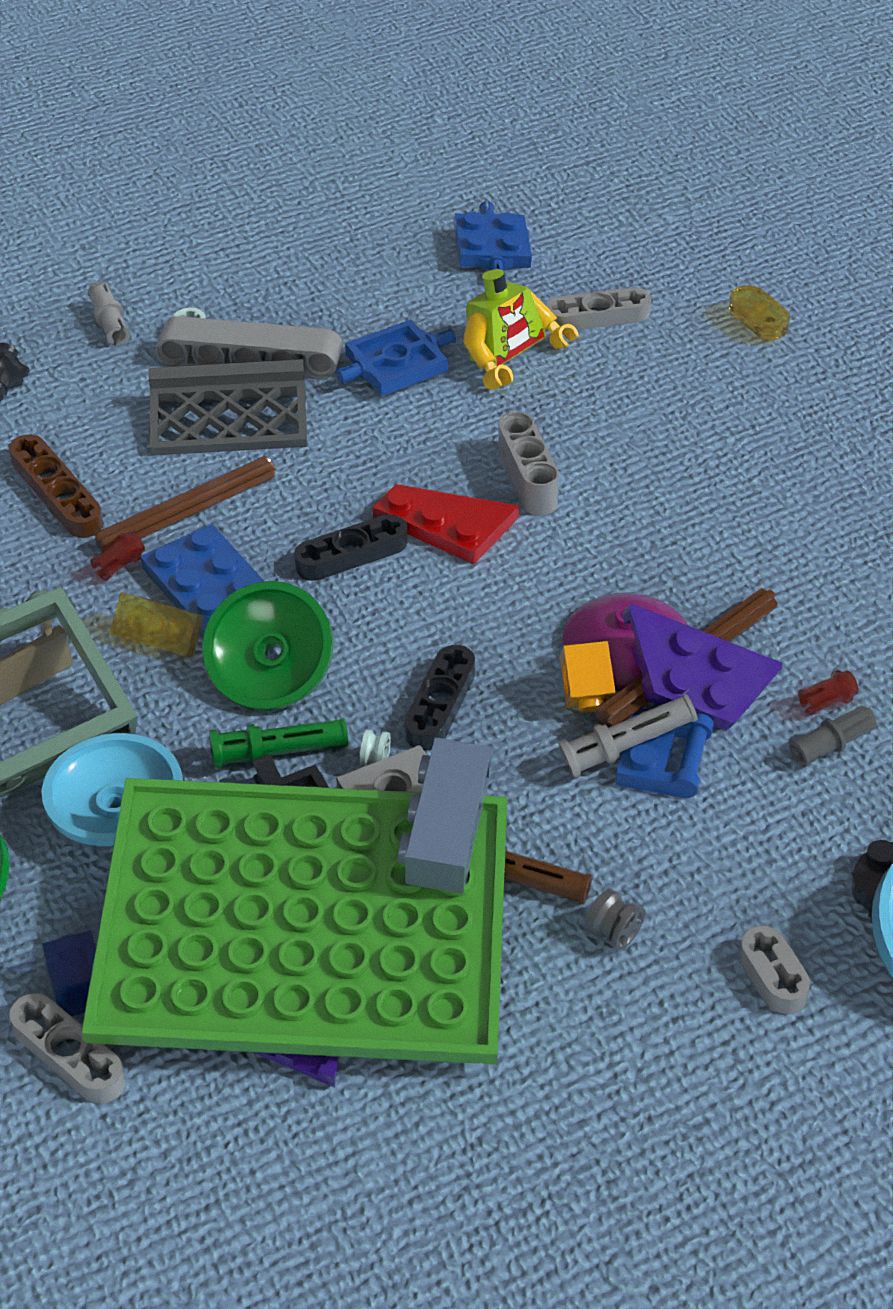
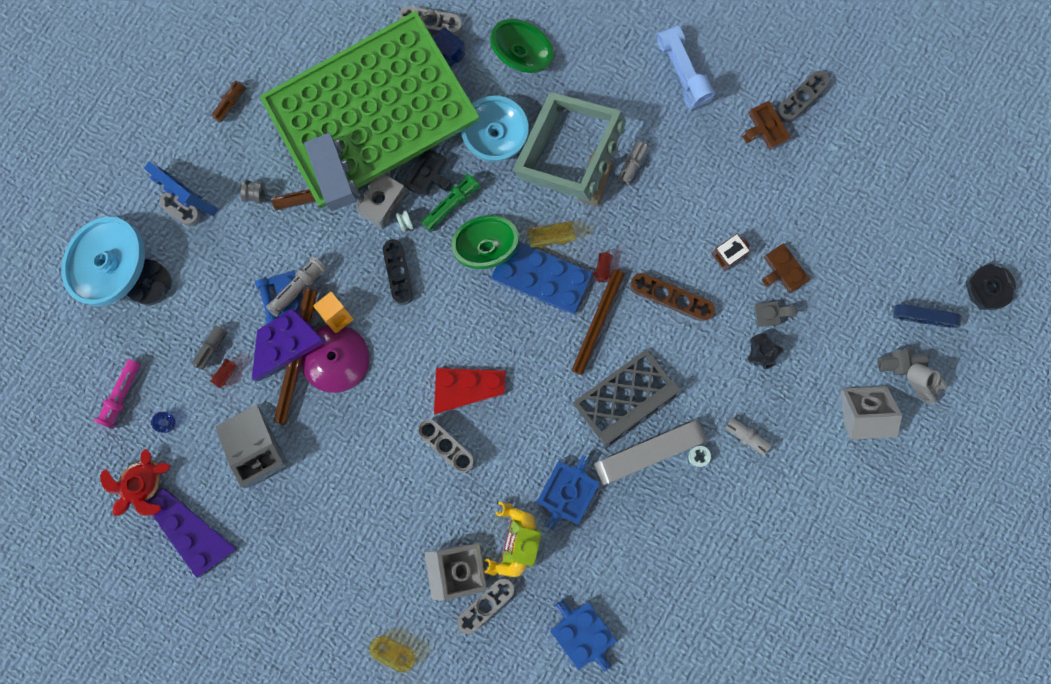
camera: 145 degrees right, 35 degrees up
(387, 538) = (512, 329): black beam -> none
(566, 1104) = (228, 101): none -> reddish brown axle
(617, 340) = (455, 571): none -> light grey slope
(751, 967) = (176, 187): none -> blue wing
(834, 575) = (250, 447): none -> dark grey slope

